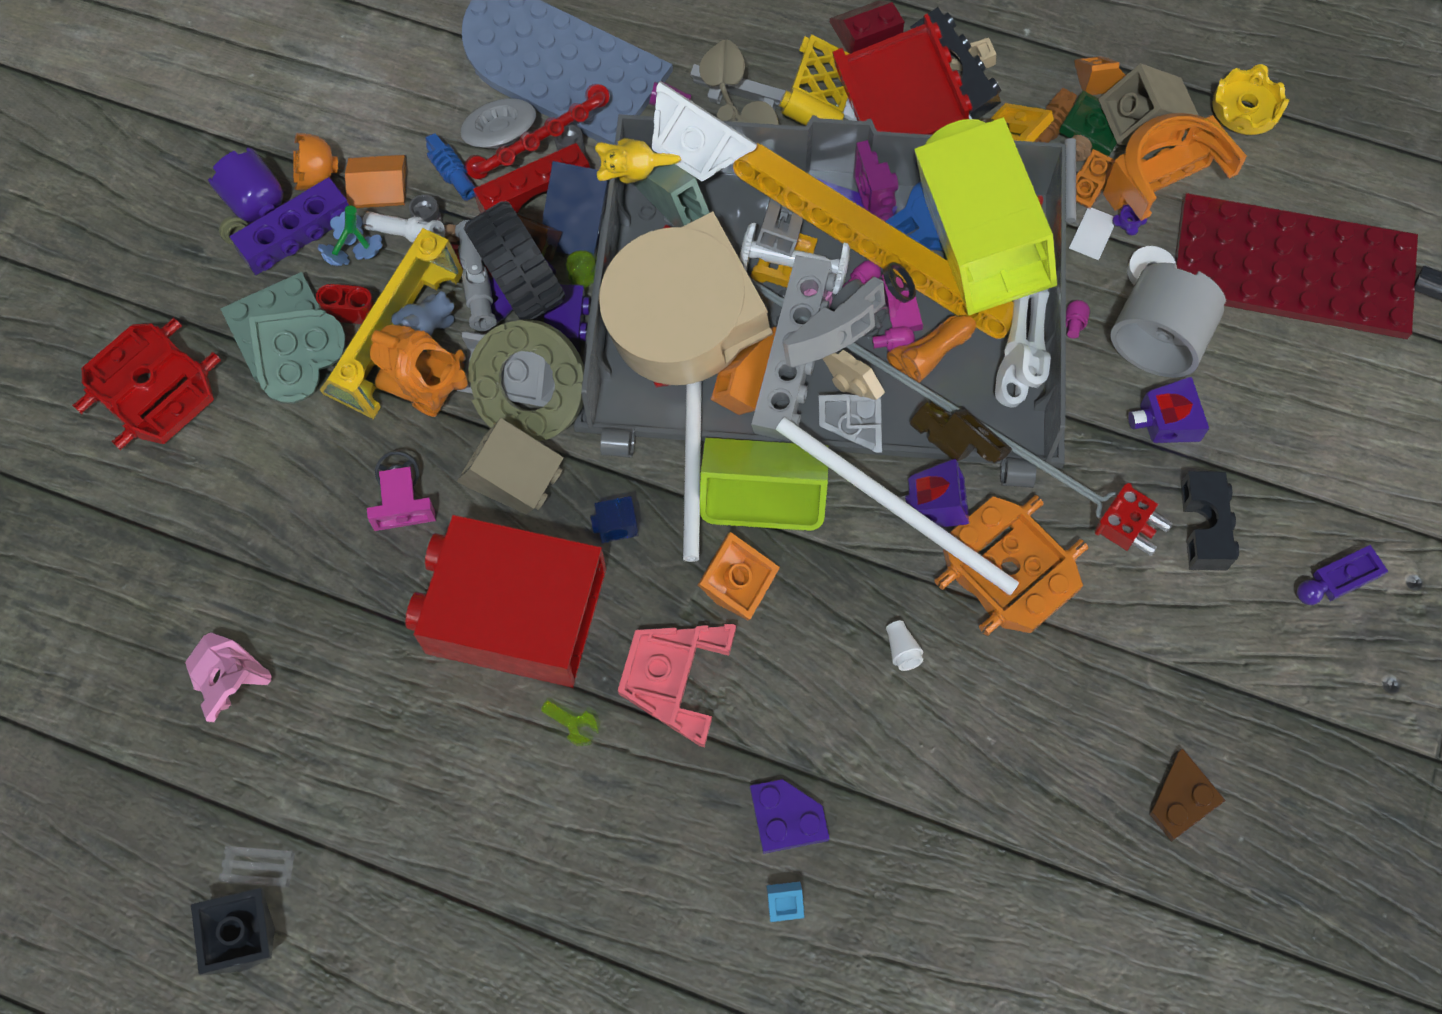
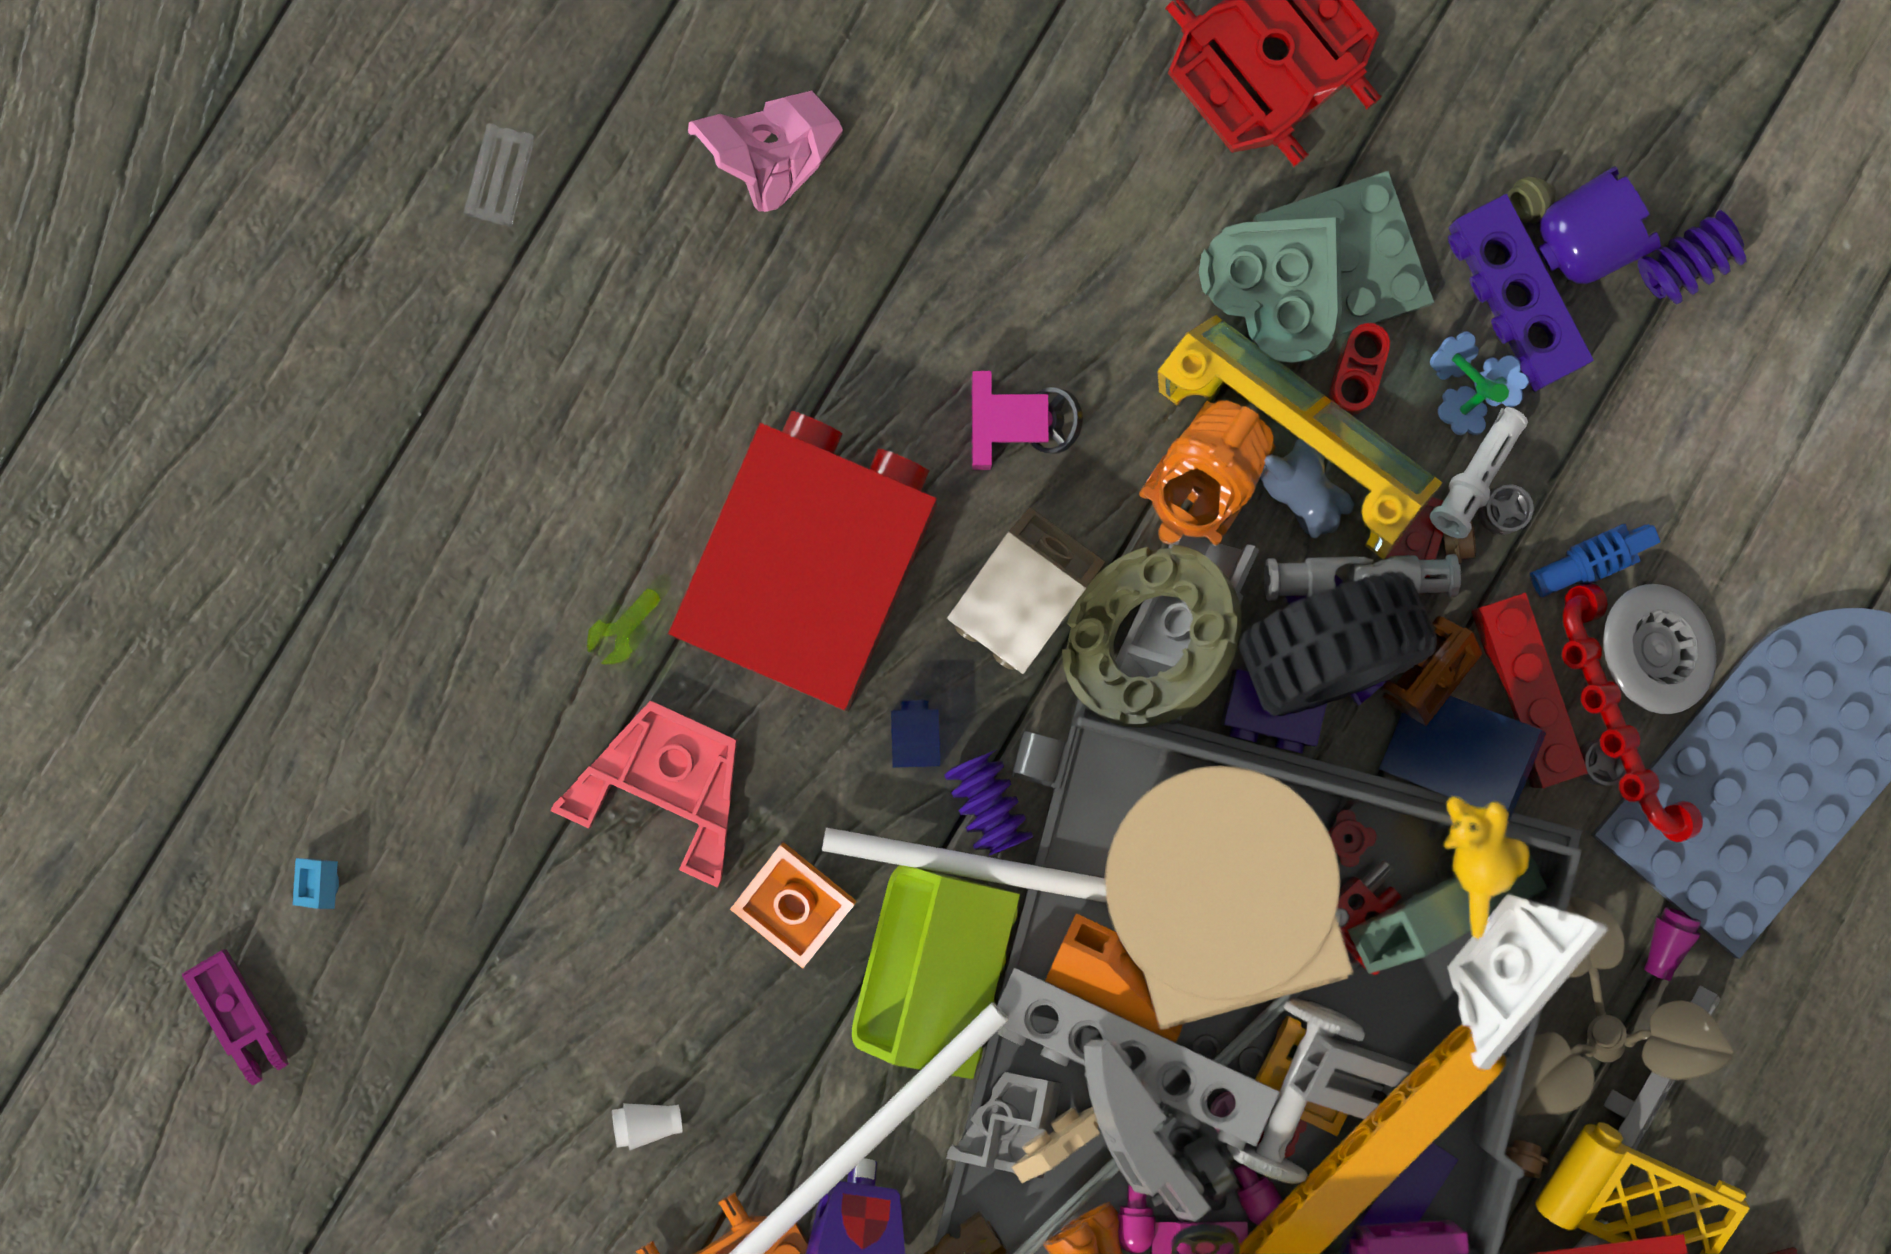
camera: 105 degrees right, 20 degrees up
(232, 932) = (403, 140): black slope -> none
(264, 138) = (1693, 257): none -> dark purple piece
(312, 161) = (1633, 335): orange cylinder -> none
(376, 181) = (1593, 435): orange slope -> none
(585, 274) = (1352, 747): clear neon green wheel -> none
(651, 467) = (988, 804): none -> dark purple piece
(787, 817) = (433, 907): dark purple plate -> none
(888, 946) = (234, 1013): none -> magenta hinge

